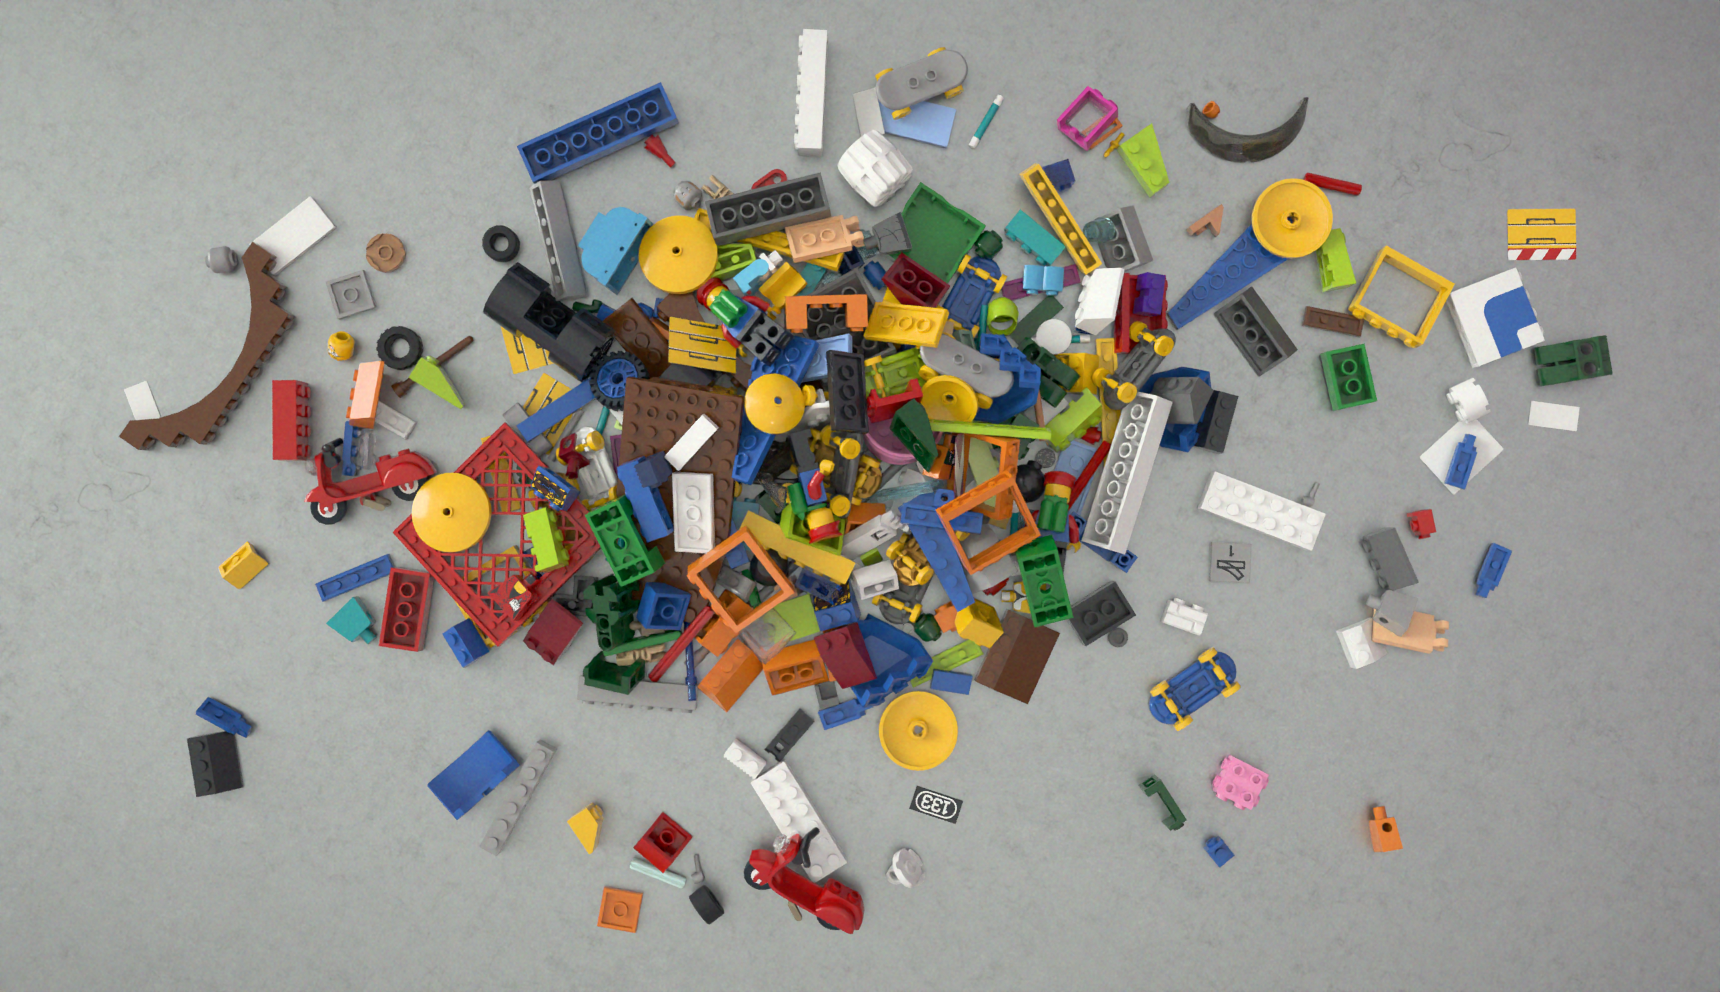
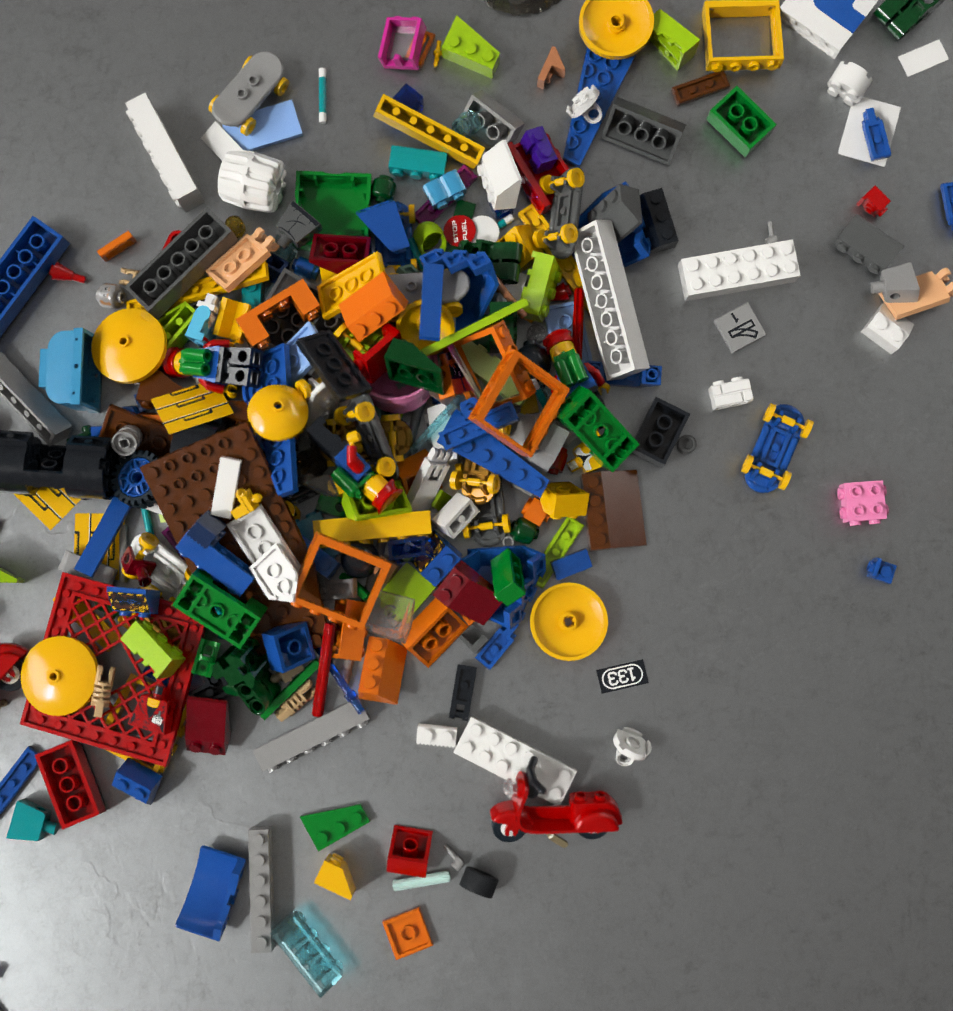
camera: 30 degrees left, 5 degrees down
(480, 549) = (102, 691): none -> tan hinge
(526, 874) = (307, 952): none -> clear light blue slope
(580, 579) = (203, 667): none -> green hips
(610, 780) = (334, 824): none -> green wing
(613, 677) = (282, 733): dark green panel -> none
(628, 340) = (127, 440): none -> light grey wheel
(689, 543) = (276, 575): none -> white tile
(702, 467) = (248, 502): none -> yellow piece
(719, 152) = (117, 246): none -> orange tile
(835, 193) = (233, 222): none -> clear yellow wheel
(888, 662) = (507, 577): none -> green brick
(912, 358) = (372, 306): none -> orange slope
(966, 386) = (431, 302): none -> blue slope
(969, 283) = (386, 225): none -> blue slope
(1034, 323) = (458, 229): none -> red sticker
(1153, 785) = (796, 545): dark green panel -> none
(1217, 275) = (583, 103): none -> white tile

